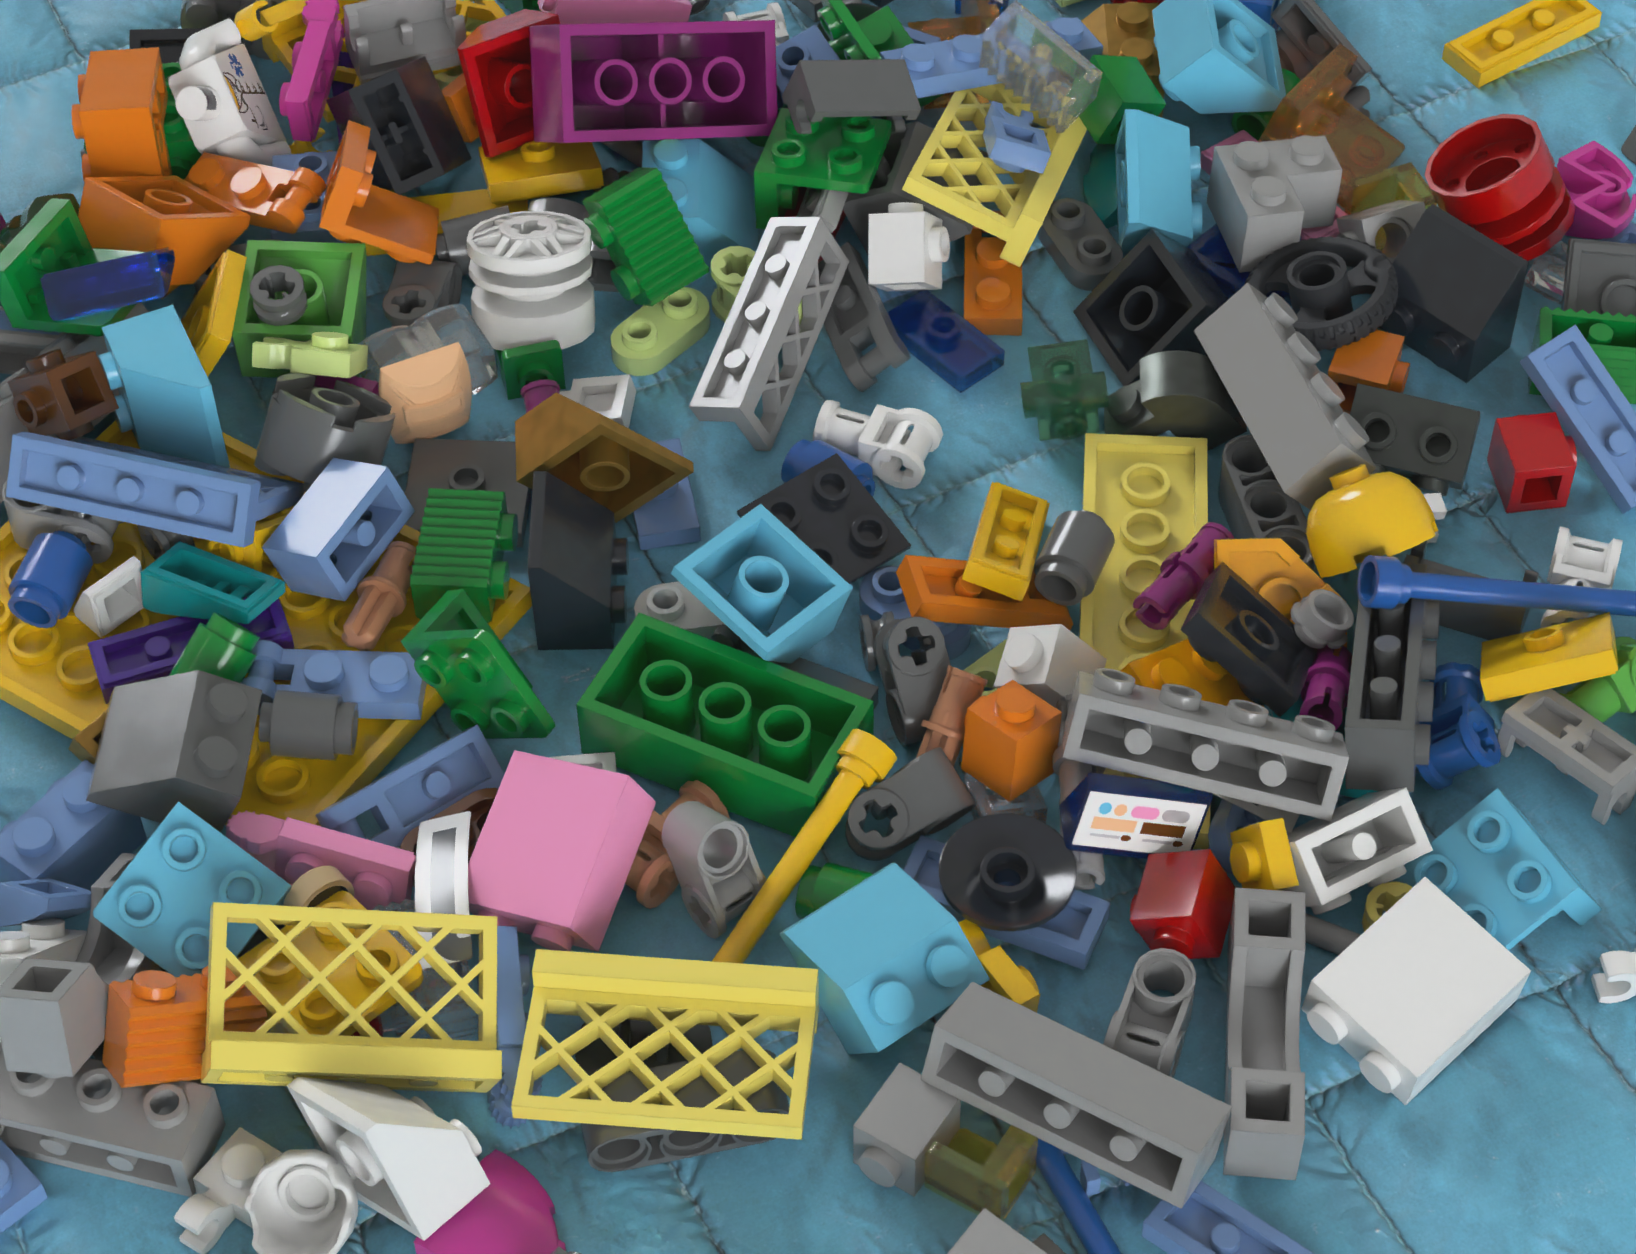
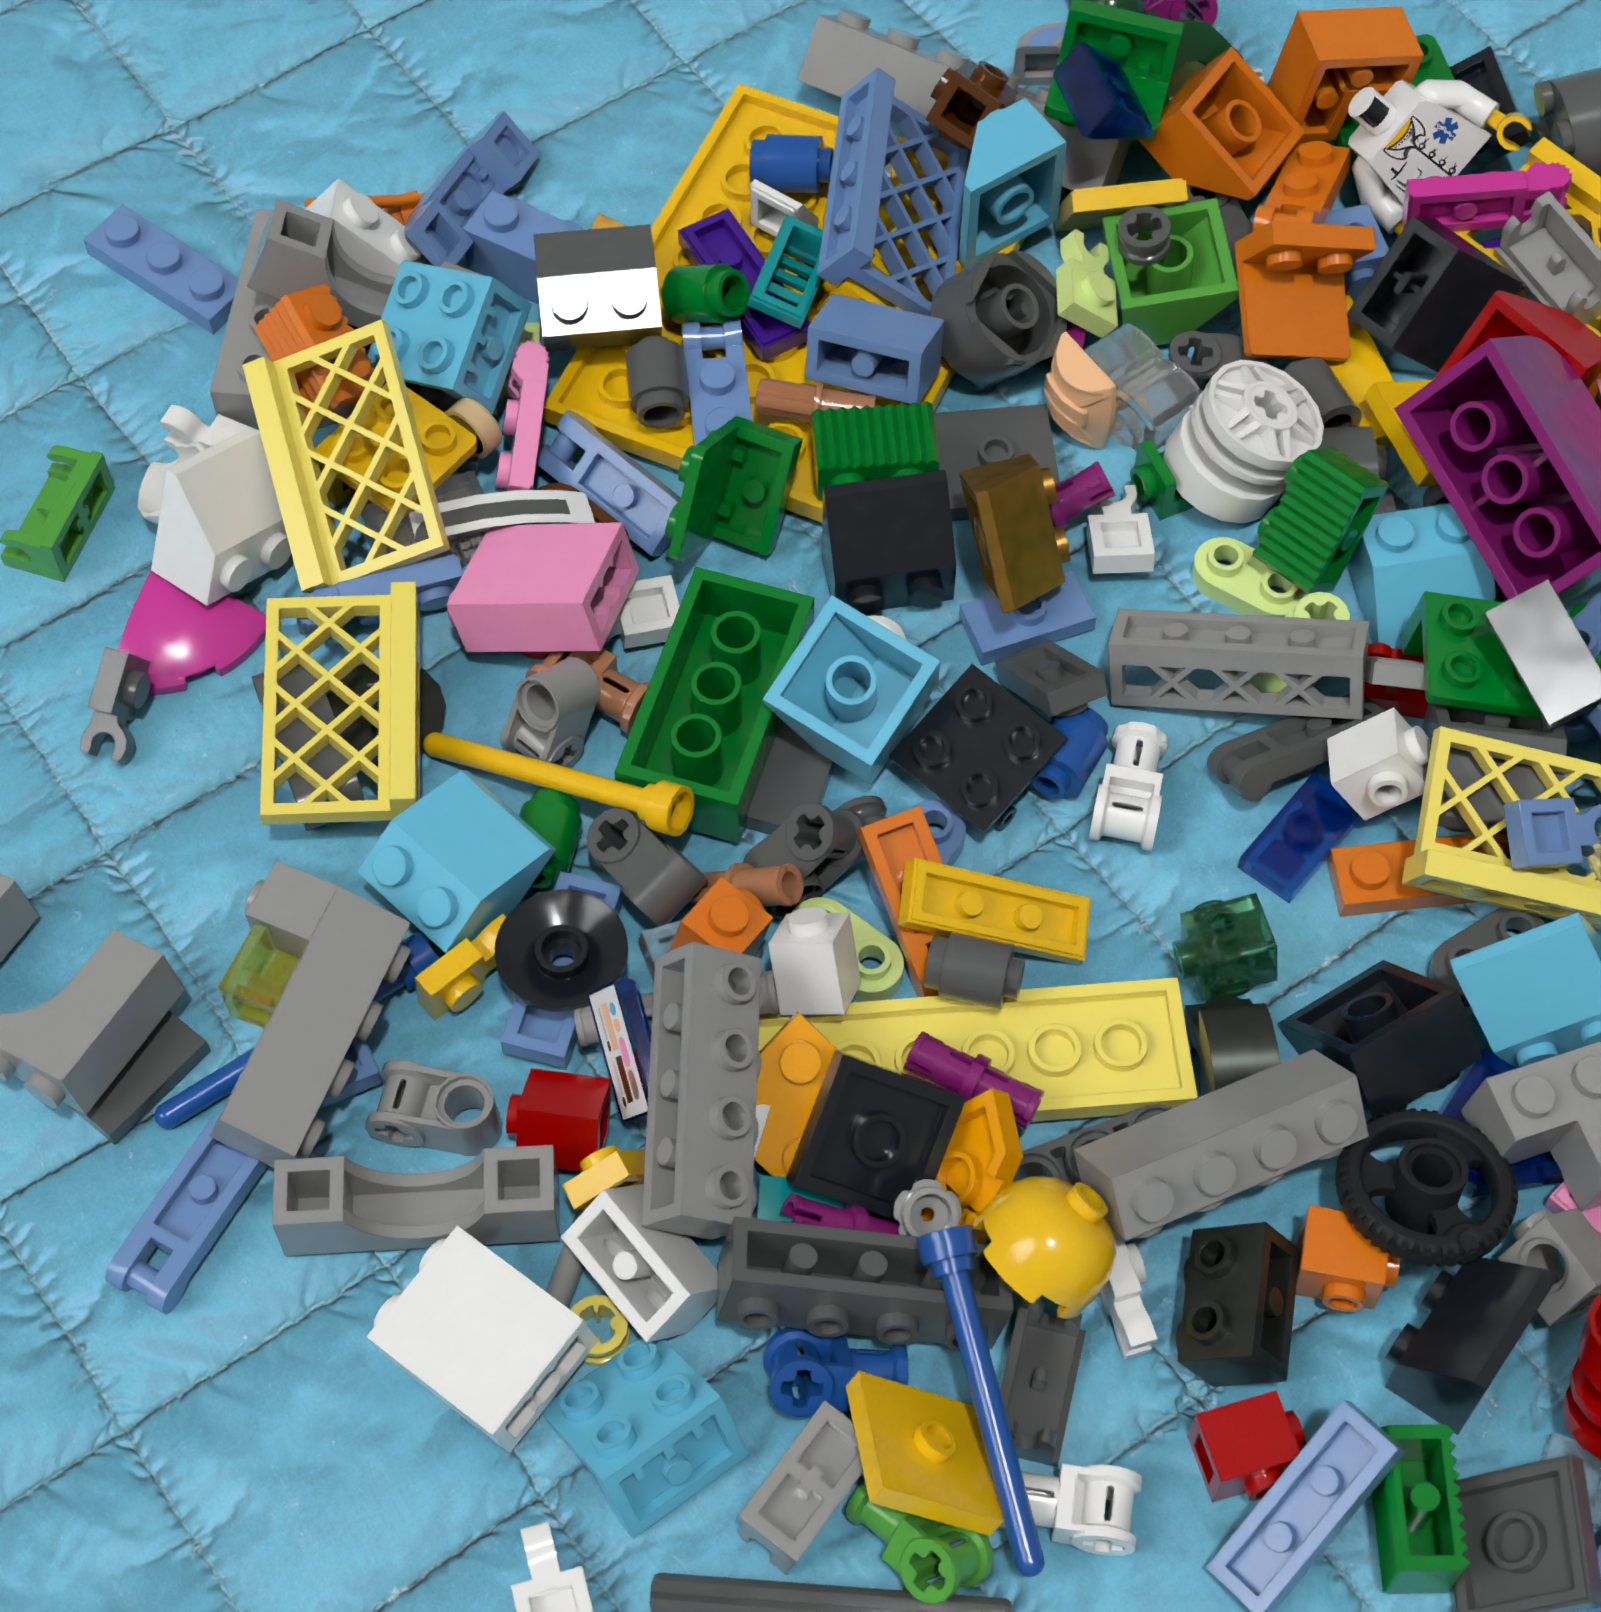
camera: 80 degrees right, 10 degrees up
(754, 465) = (1052, 679): none -> dark grey plate

